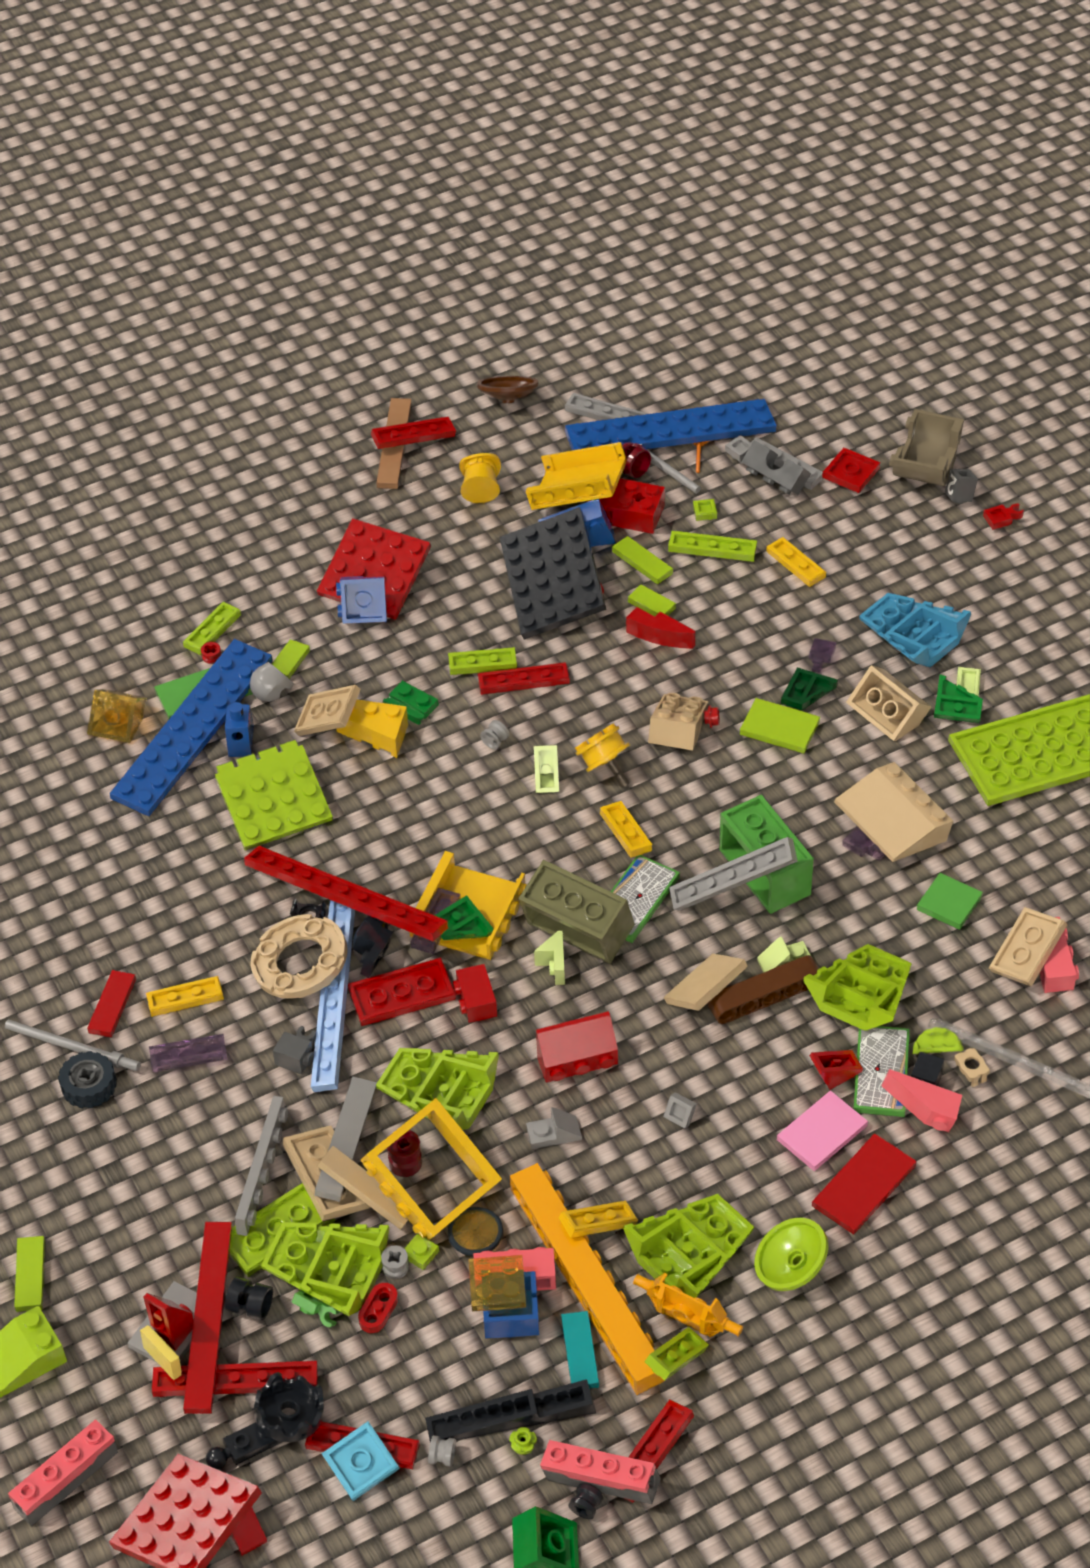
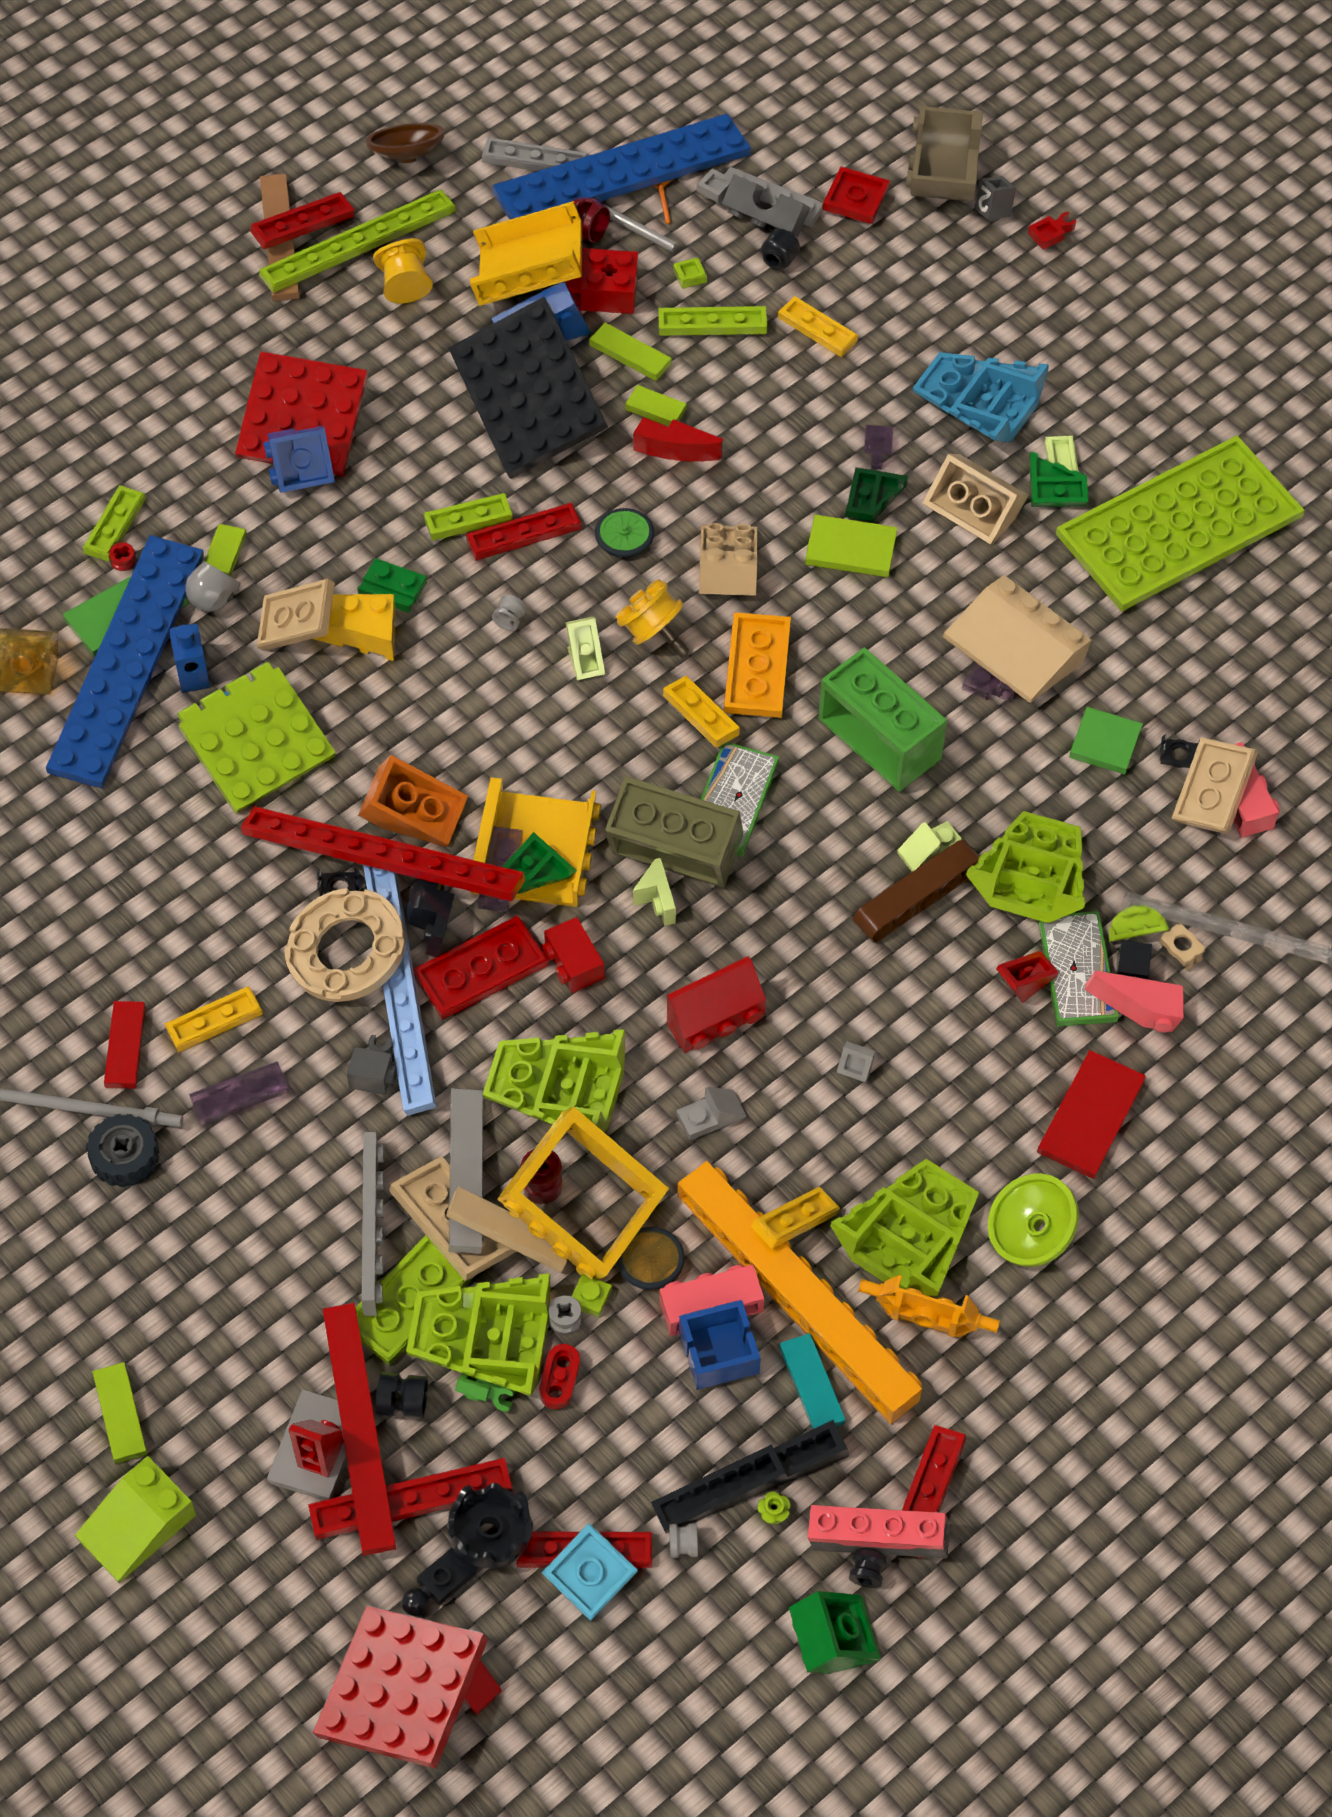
camera: 15 degrees left, 10 degrees up
(63, 1472) = (234, 1658): coral piece -> none
(161, 1352) = (315, 1485): light yellow tile -> none
(381, 862) = (412, 803): none -> orange slope
(451, 452) = (356, 241): none -> lime tile
(497, 1283) = (701, 1323): clear yellow plate -> none
(601, 690) = (624, 532): none -> bright green wheel
(676, 1353) = (931, 1369): lime plate -> none
(680, 802) = (757, 665): none -> light orange plate
(705, 982) = (847, 893): tan tile -> none
(712, 716) = (767, 547): red plate -> none
(733, 874) = (854, 754): light grey plate -> none
(779, 500) = (780, 249): none -> black head
(822, 1130) = (1027, 1056): bright pink tile -> none
(999, 913) = (1168, 745): none -> black piece

